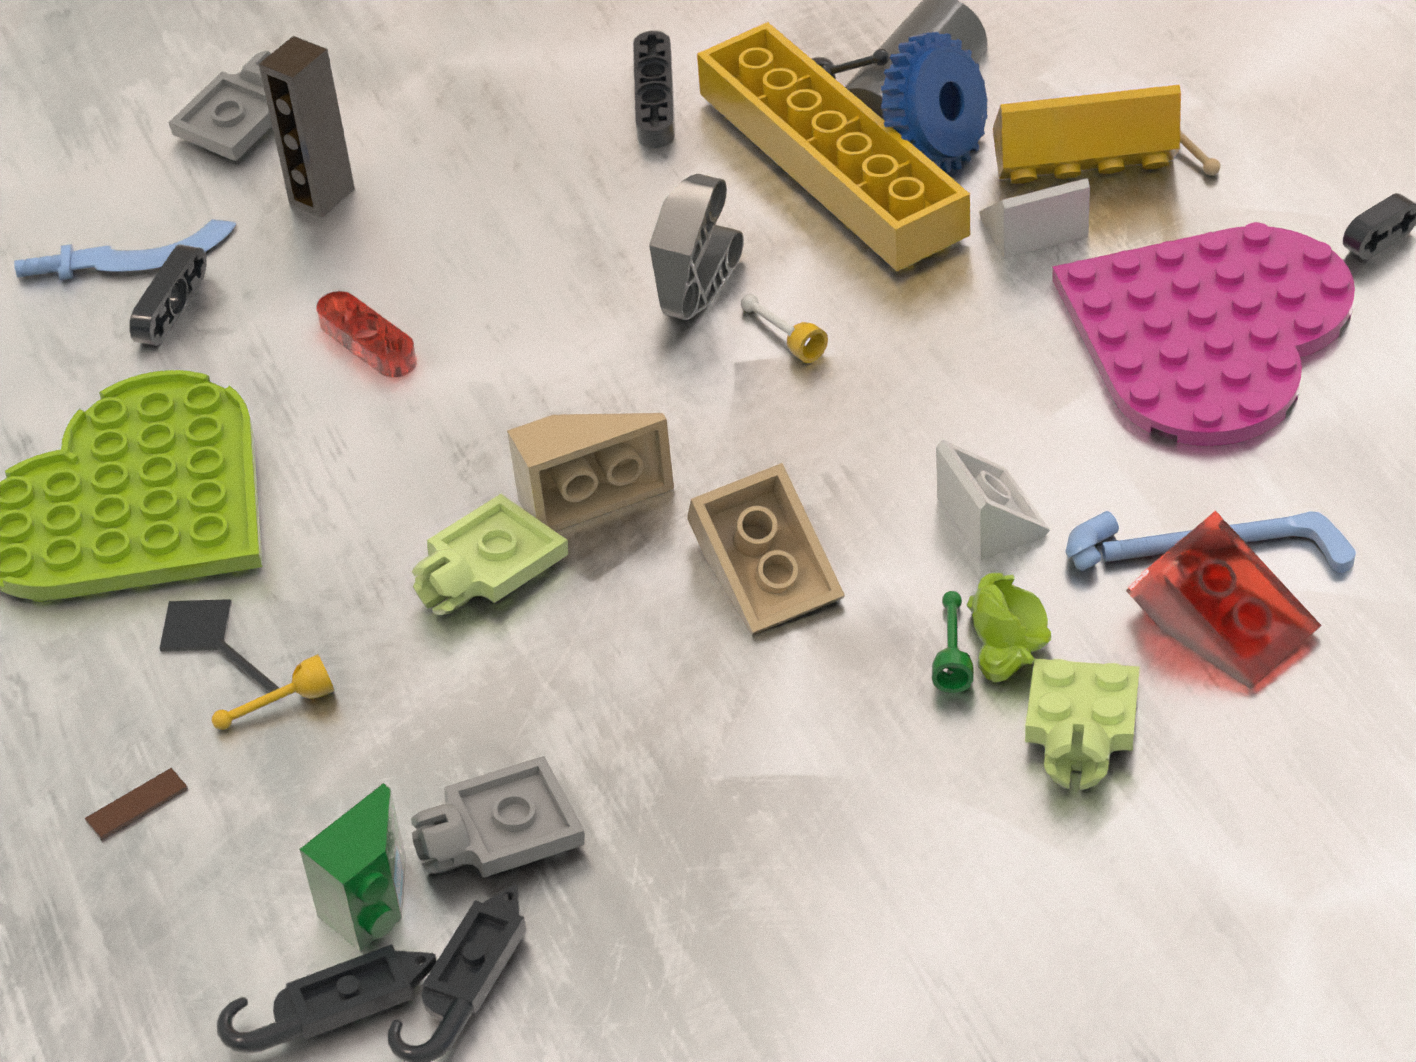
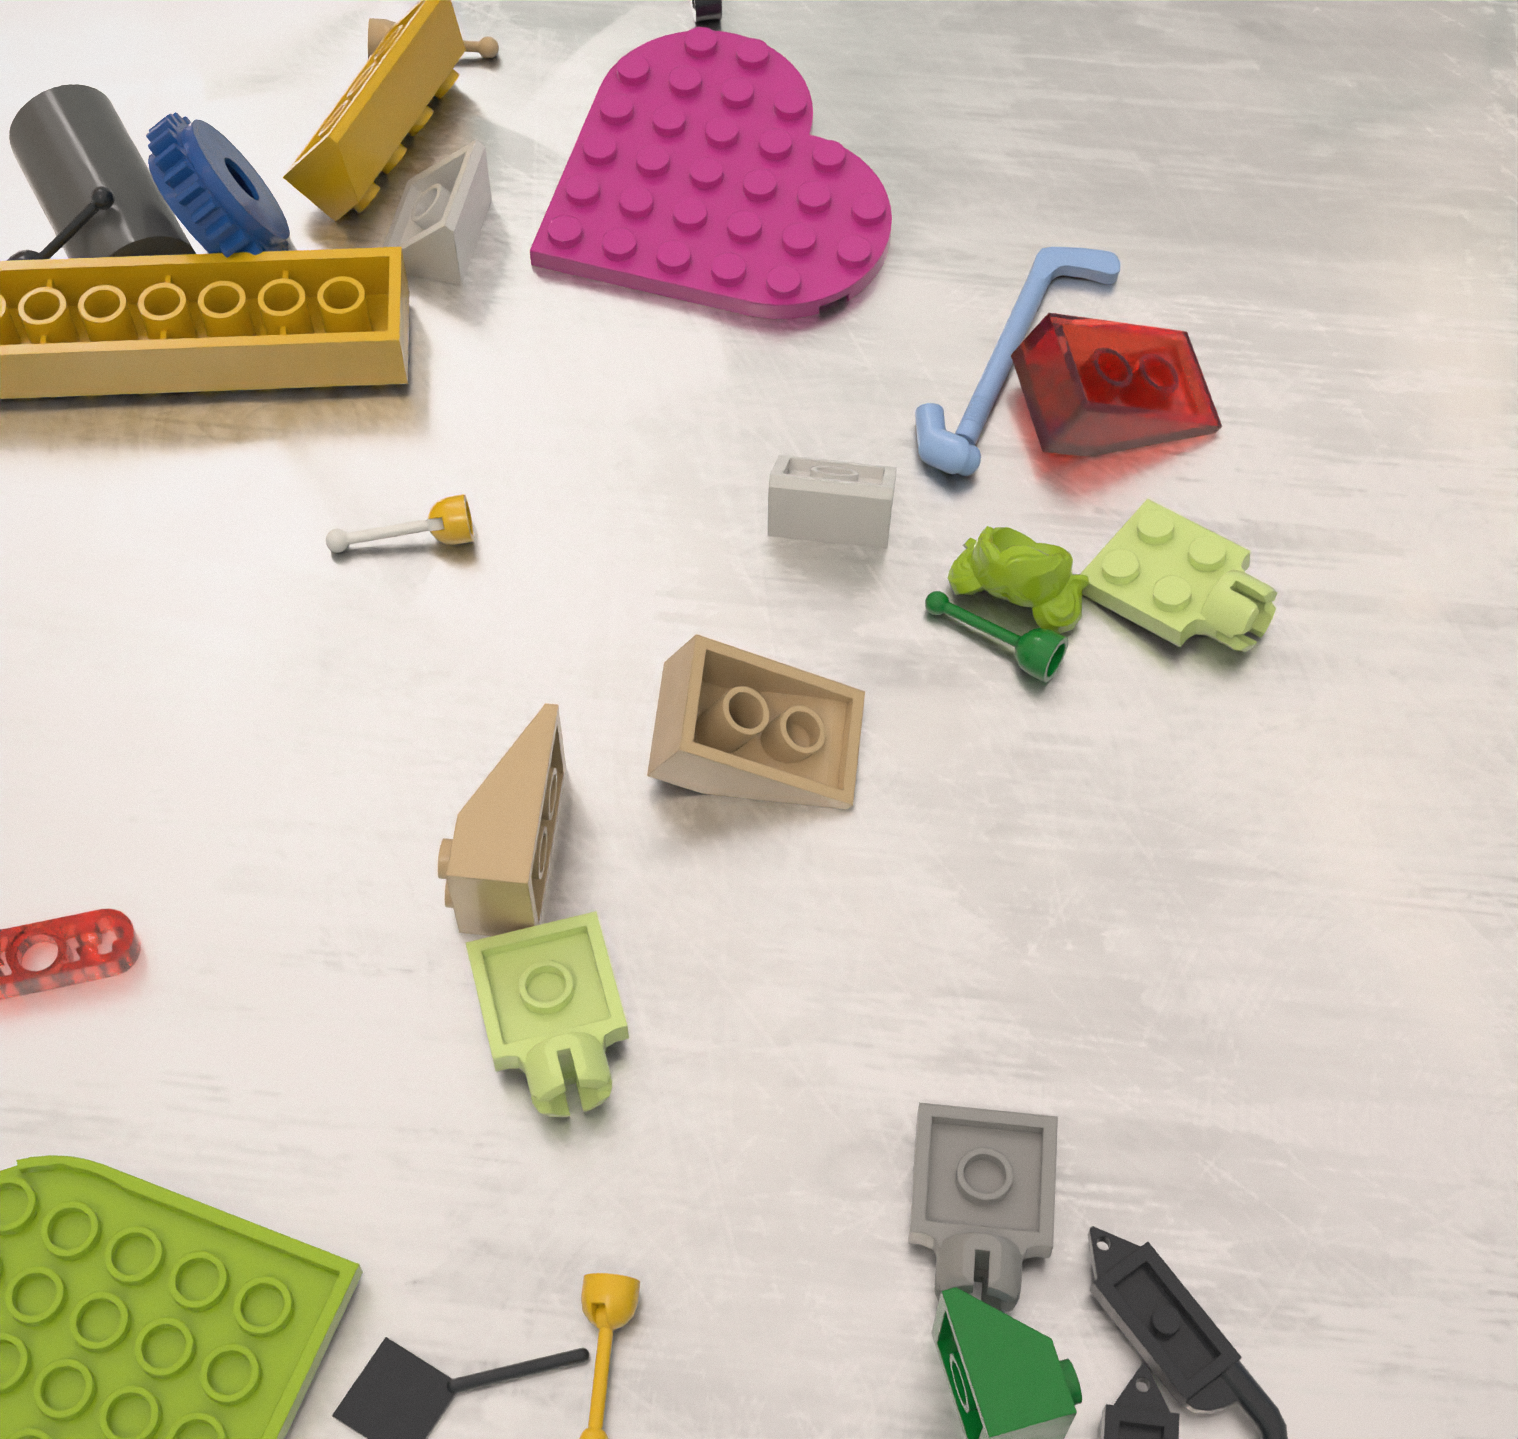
camera: 65 degrees left, 15 degrees up
(688, 248) = (253, 543): dark grey connector -> none

